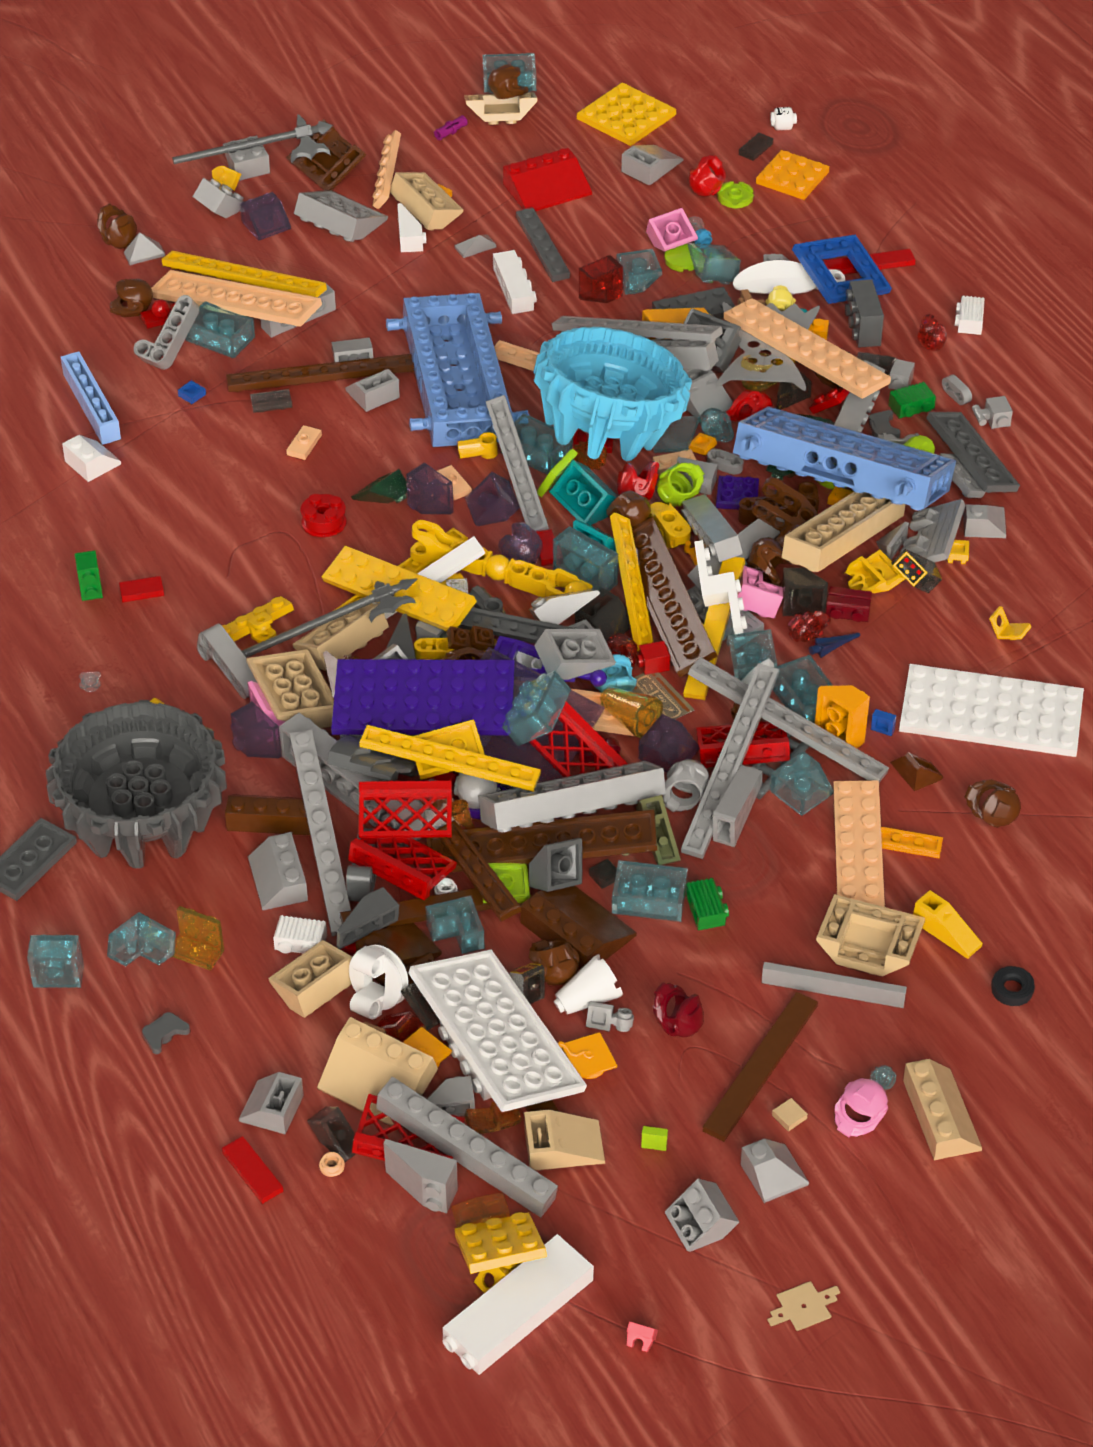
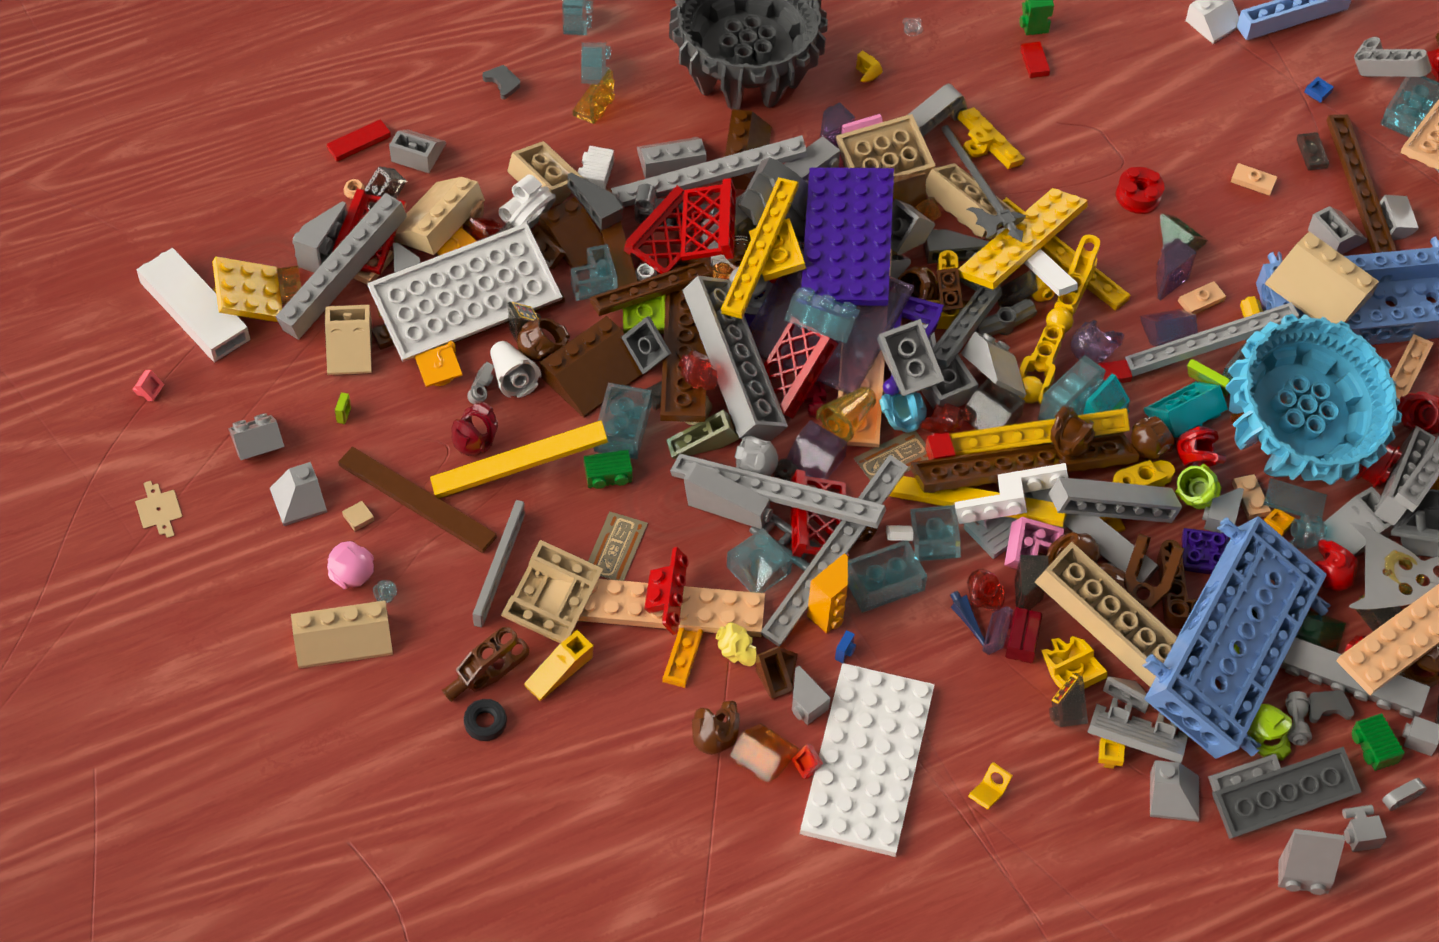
camera: 90 degrees right, 10 degrees up
(462, 380) = (1322, 281): none -> tan slope
(603, 811) = (698, 371): none -> clear red head
(646, 548) = (1070, 433): none -> reddish brown helmet
(712, 971) = (518, 459): none -> yellow tile
(792, 900) = (617, 545): none -> sticker
(848, 620) = (997, 630): none -> tile
(852, 845) = (667, 589): none -> red bracket
(896, 796) = (736, 644): none -> light yellow head
(942, 747) = (808, 698): none -> light grey slope
(970, 983) = (479, 673): none -> reddish brown piece
(1008, 746) = (807, 761): none -> red tile
(1010, 768) = (763, 752): none -> clear orange slope
(1041, 437) = (1310, 861): none -> light grey slope

